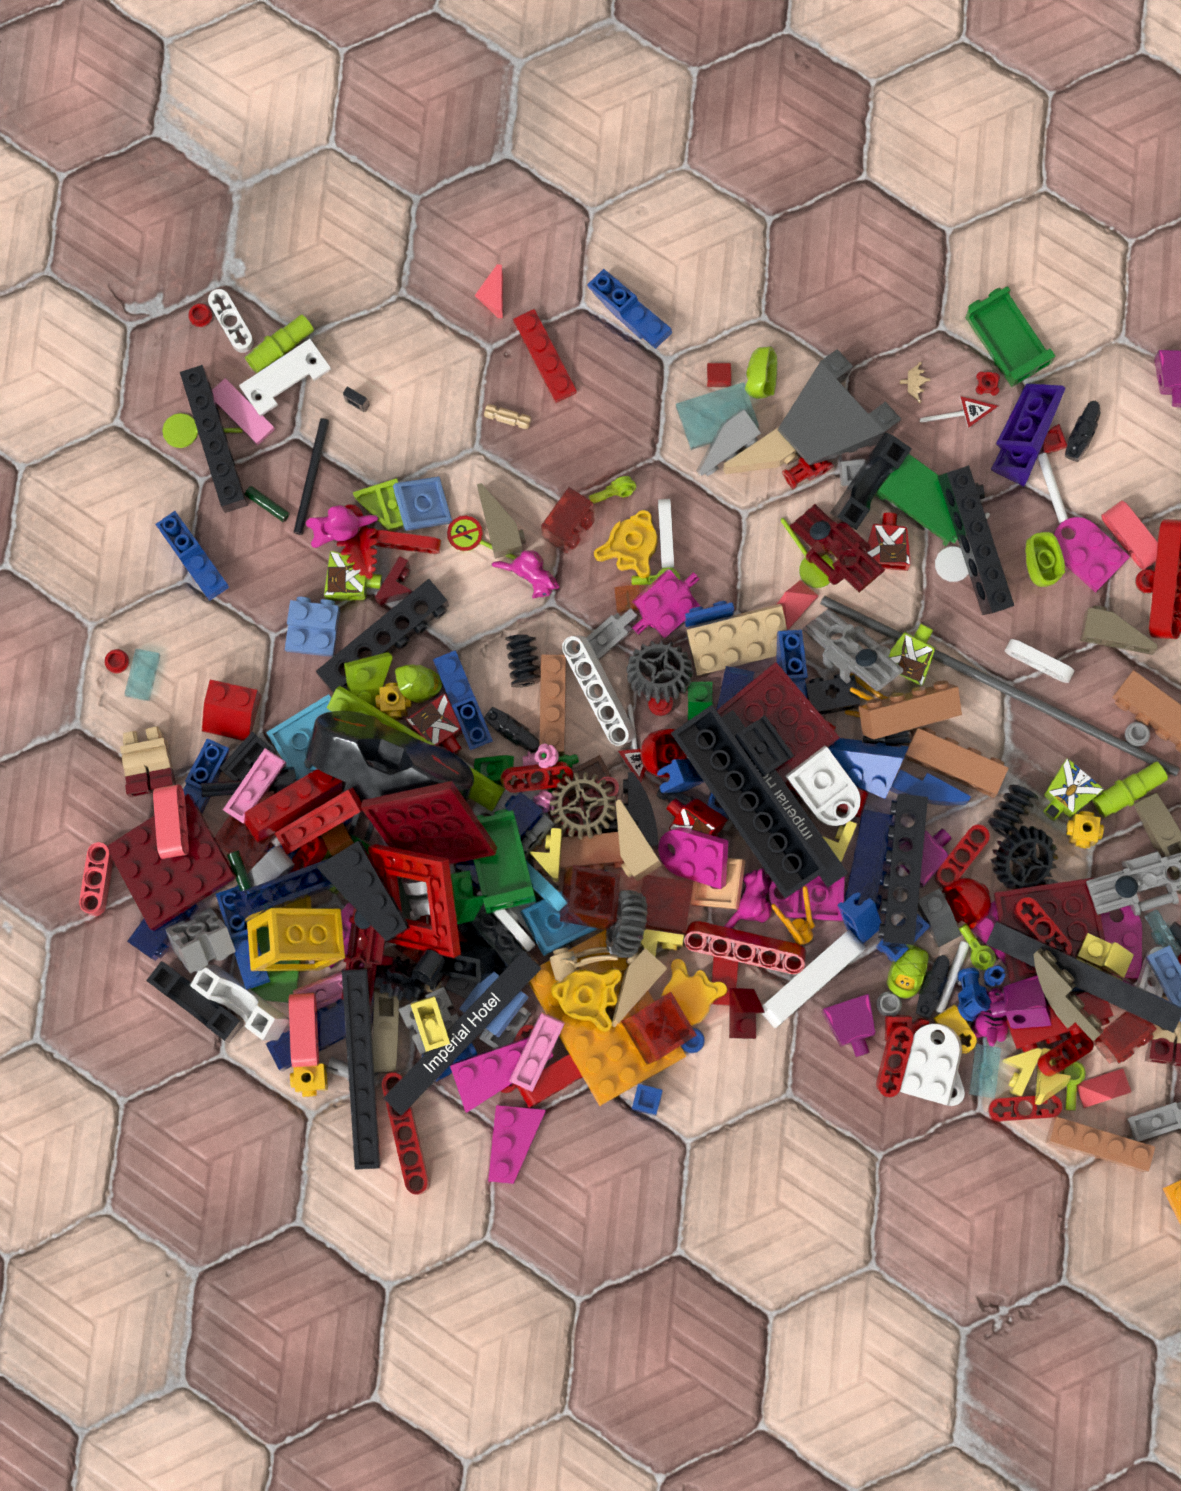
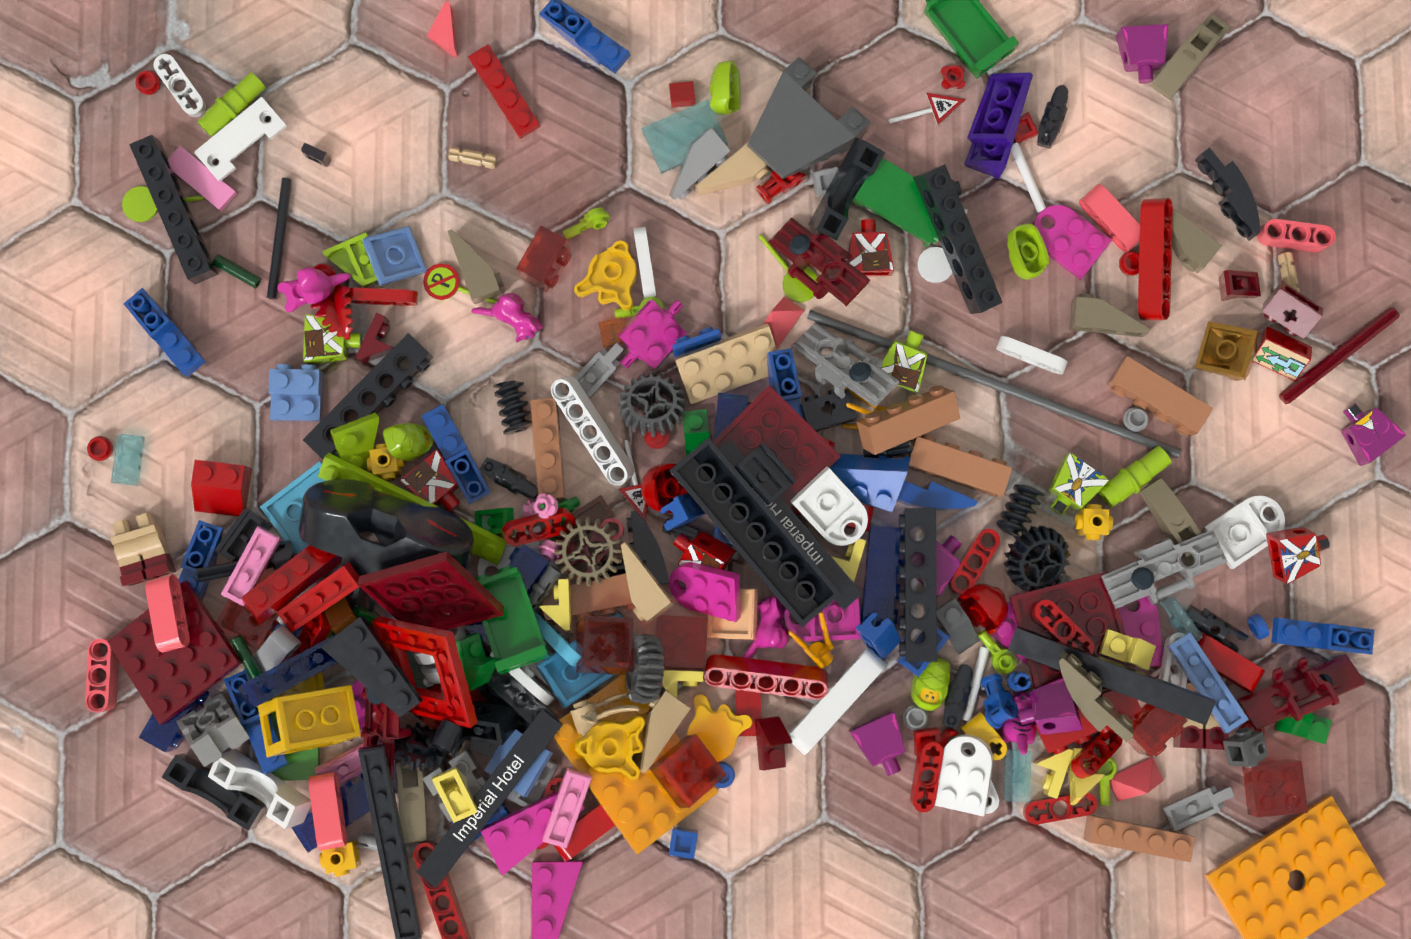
camera: 15 degrees left, 5 degrees up
(915, 381) = (879, 82): tan piece -> none

